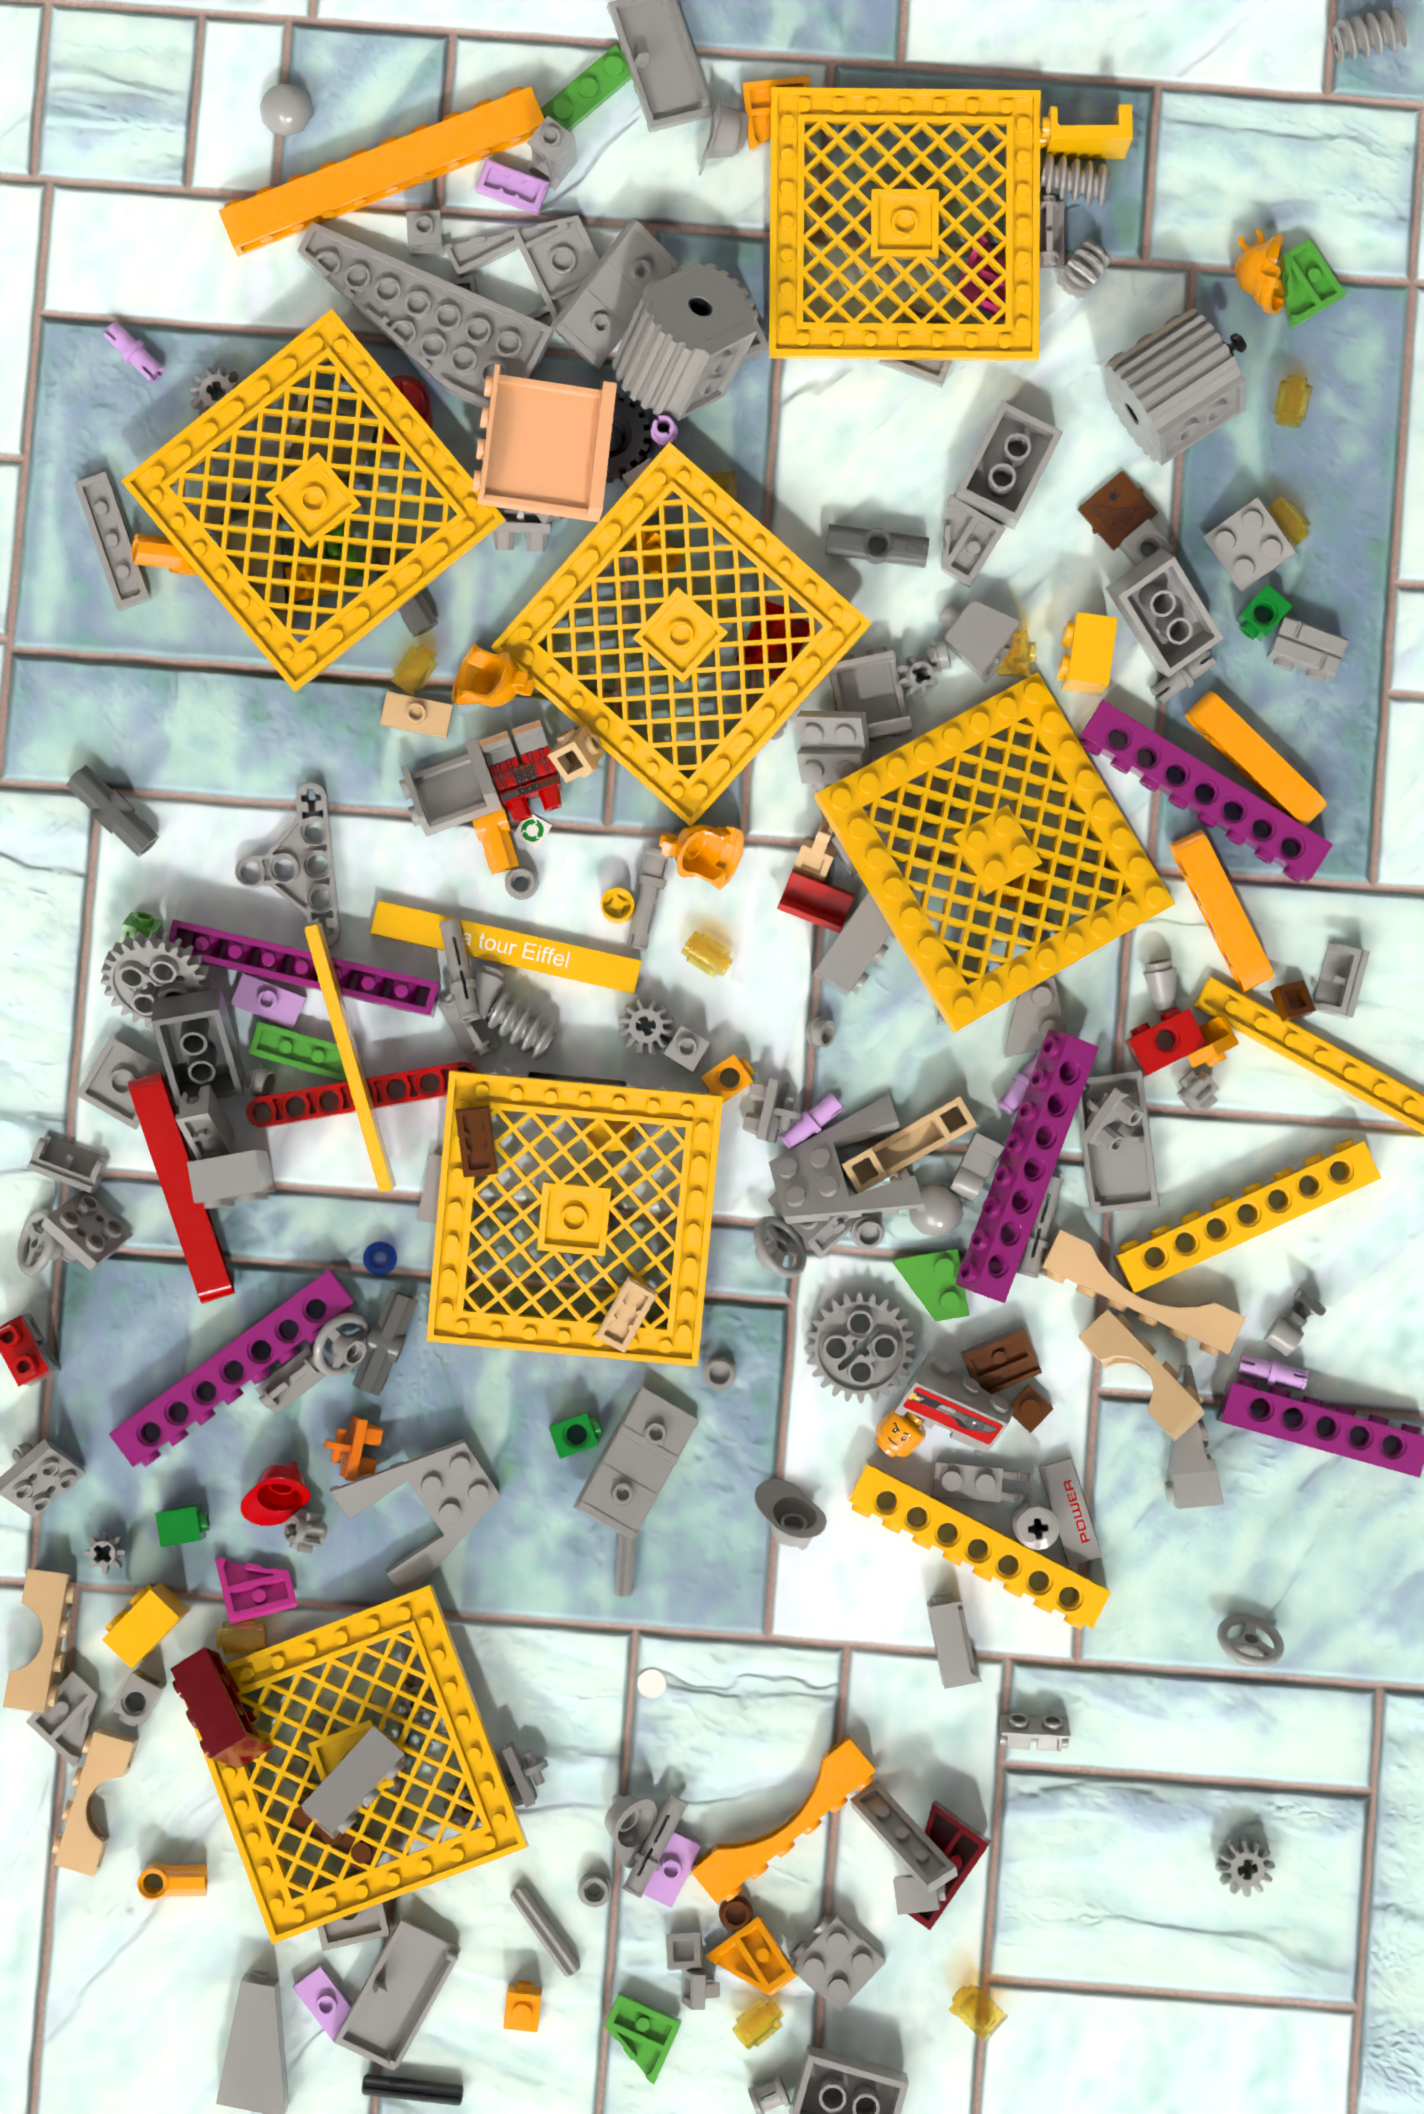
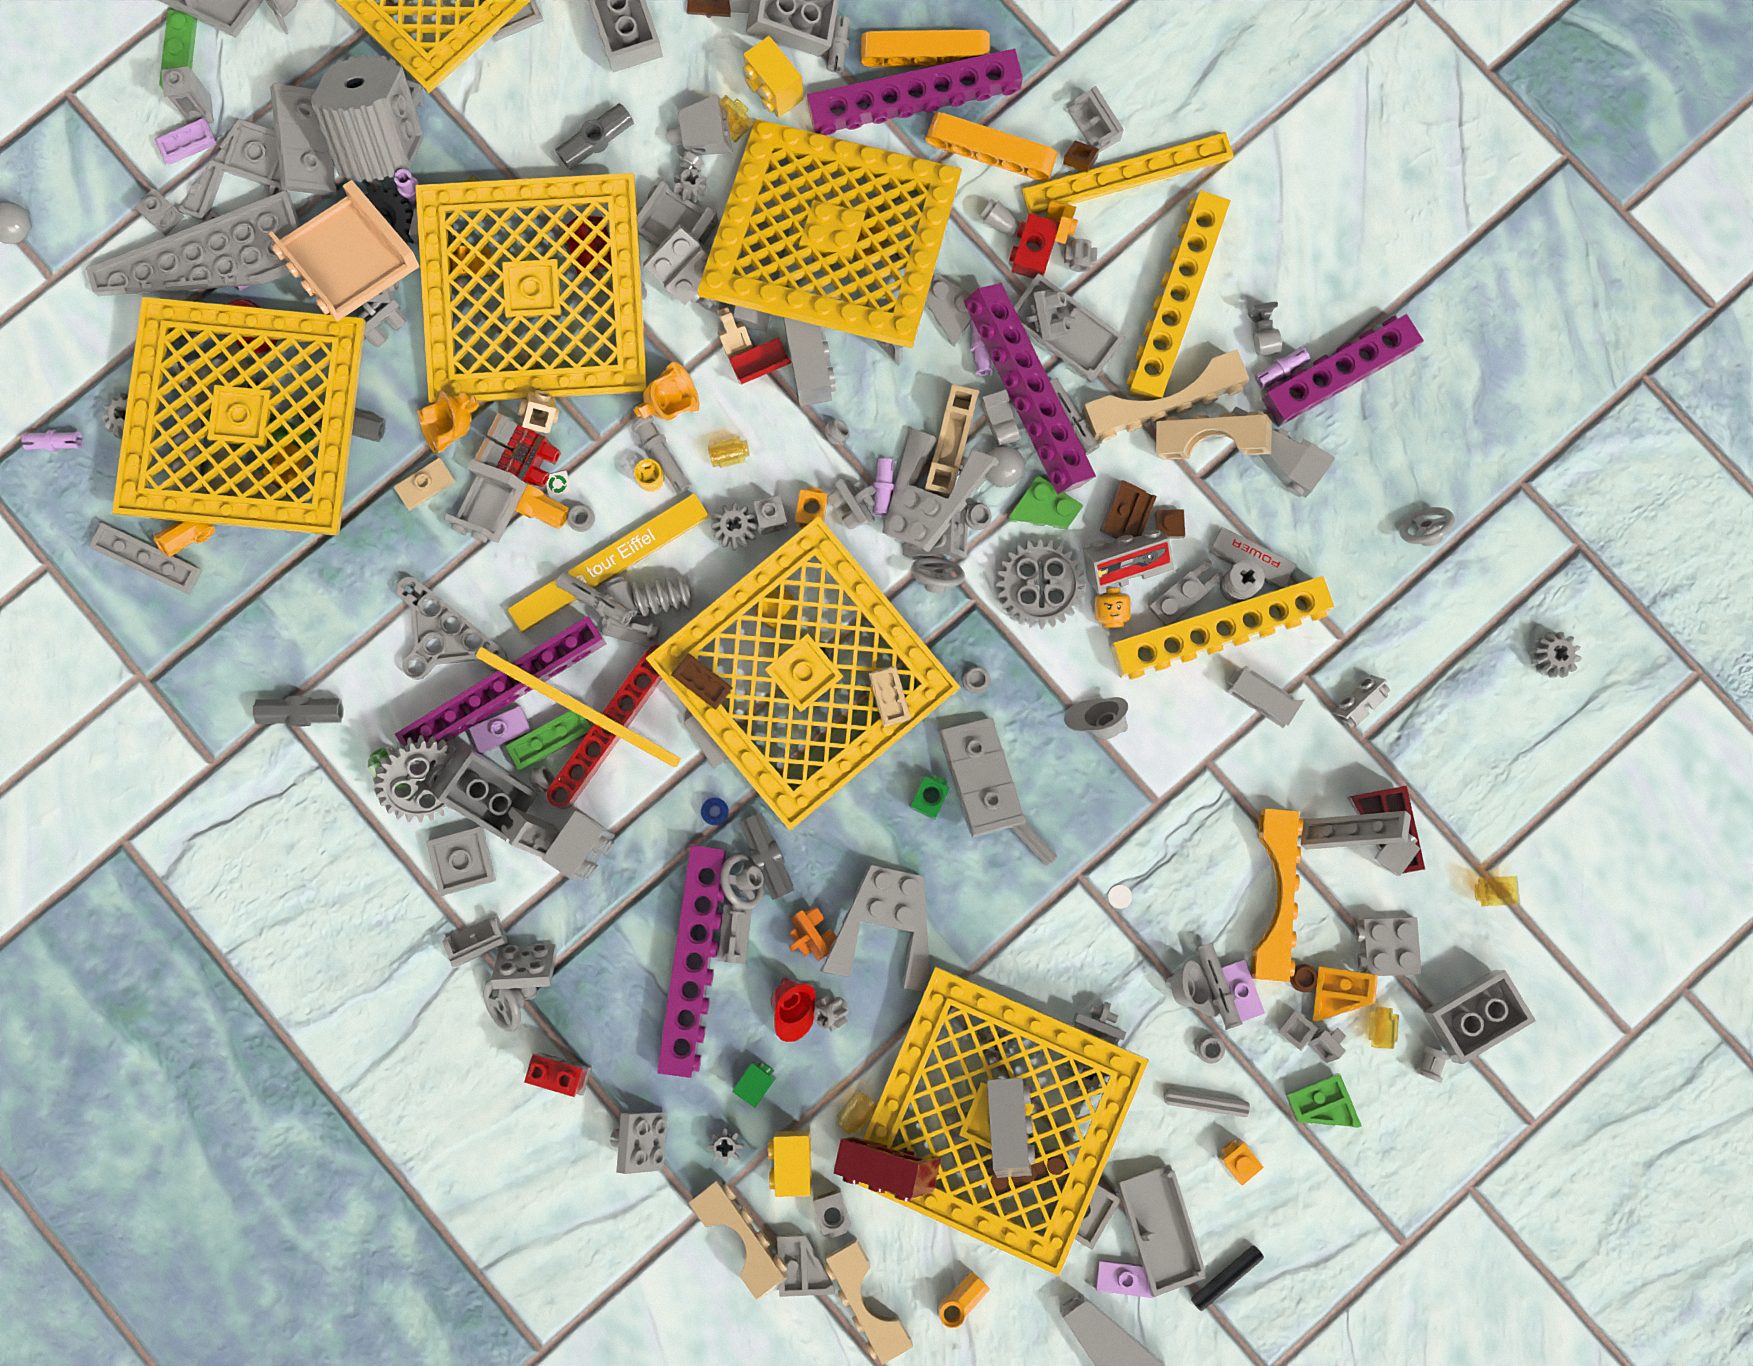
camera: 45 degrees left, 5 degrees down
(170, 1161) = (555, 886): red beam -> none
(254, 1590) = (836, 1078): dark pink wing -> none
(382, 170) = (99, 204): light orange brick -> none
(414, 669) = (396, 458): clear yellow brick -> none
(967, 540) = (642, 86): light grey wing -> none

